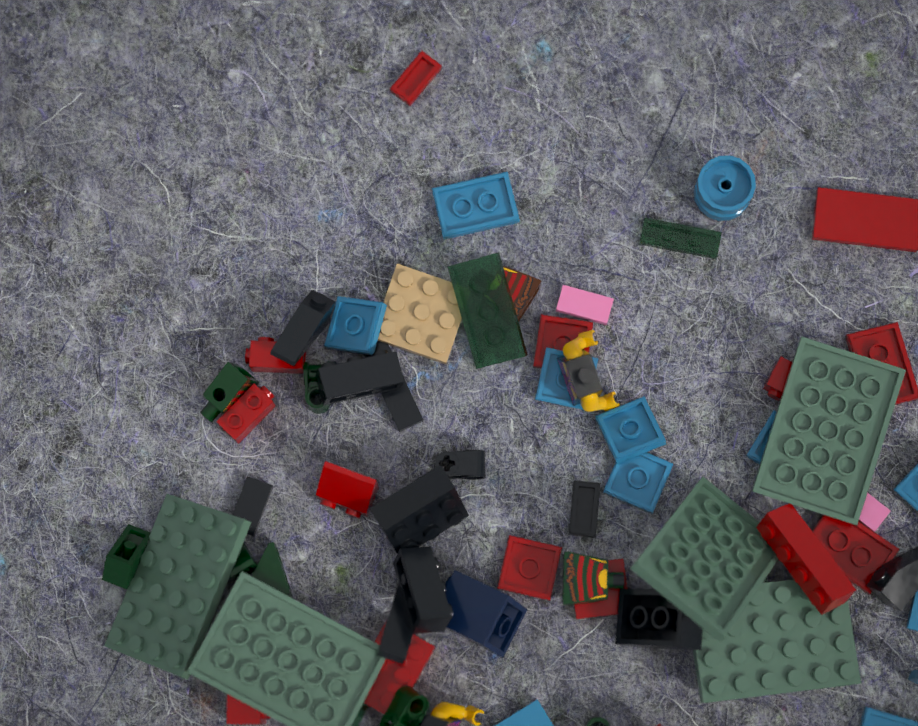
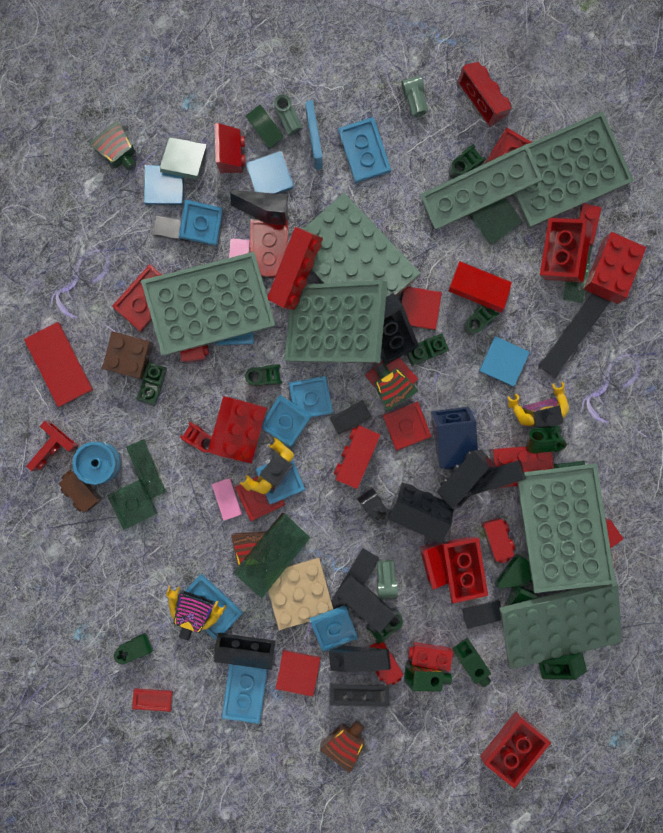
camera: 130 degrees left, 10 degrees up
(75, 435) = (515, 749): none -> red brick
(206, 454) = (472, 662): none -> dark green torso
(218, 250) = (344, 745): none -> reddish brown torso
(262, 301) = (358, 695): none -> black brick
(320, 515) = (465, 569): none -> red slope
(323, 581) = (498, 541): none -> red brick
(333, 253) = (298, 673): none -> red tile
(354, 182) = (244, 694): none -> dark azure tile
(362, 419) = (387, 585): none -> sand green piece
(400, 210) = (244, 651): none -> black brick
(485, 182) = (192, 611): none -> torso
(486, 96) = (136, 648): none -> dark green piece
(535, 481) = (356, 456): none -> red brick
(603, 655) = (428, 349): none -> dark green slope
(650, 197) = (132, 504): none -> clear green tile
(658, 366) = (237, 429): none -> red brick
(660, 680) = (421, 307): none -> red tile
(680, 317) = (196, 436): none -> red piece
(697, 150) = (82, 494): none -> reddish brown brick
(697, 444) = (265, 375): none -> dark green piece
(775, 308) = (152, 384): none -> dark green slope
(776, 151) = (51, 447): none -> red bracket
(826, 301) = (127, 355): none -> reddish brown brick

